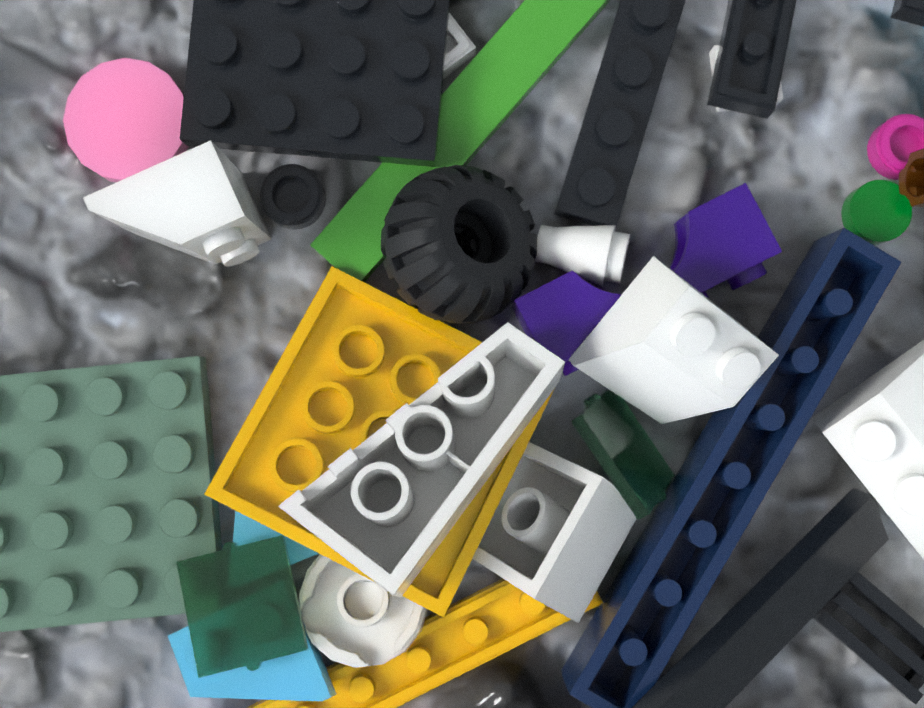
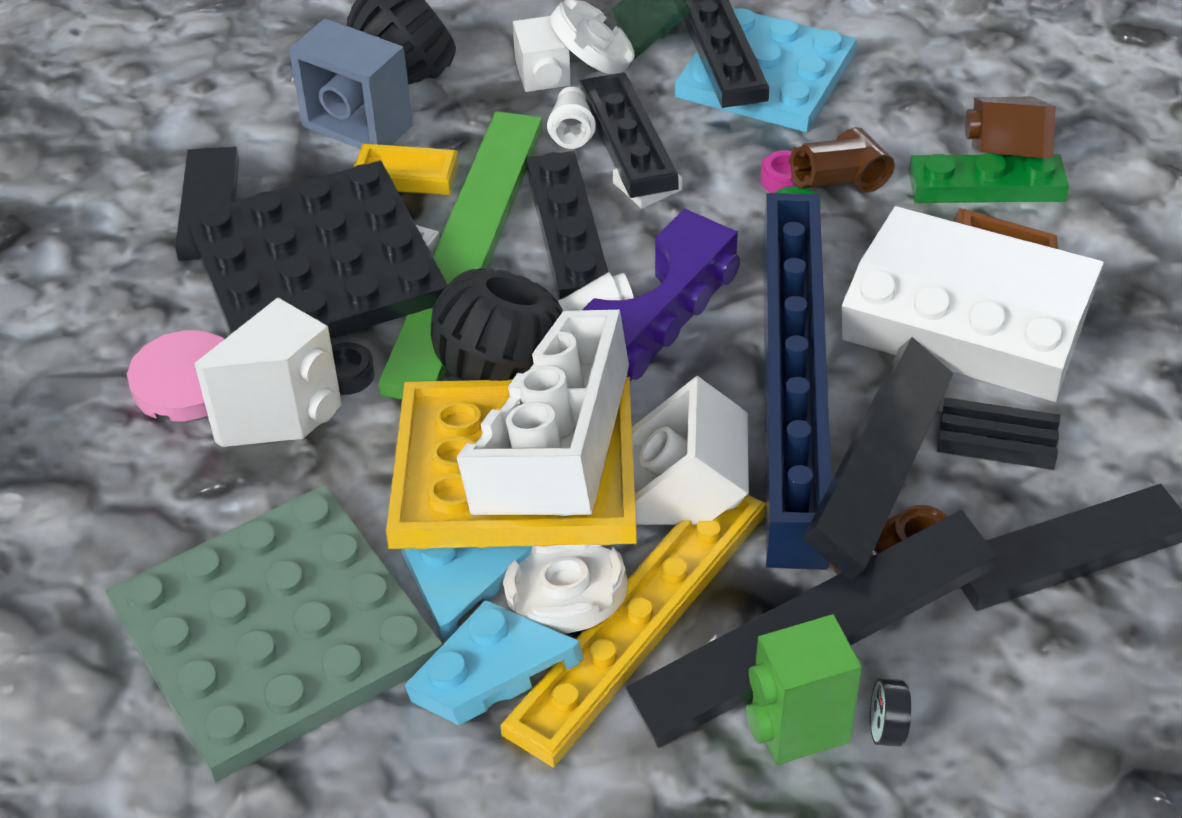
camera: 25 degrees left, 40 degrees down
(241, 606) = (461, 612): clear green piece -> none
(624, 451) = (679, 374): clear green piece -> none
(672, 349) = (698, 303): white slope -> none

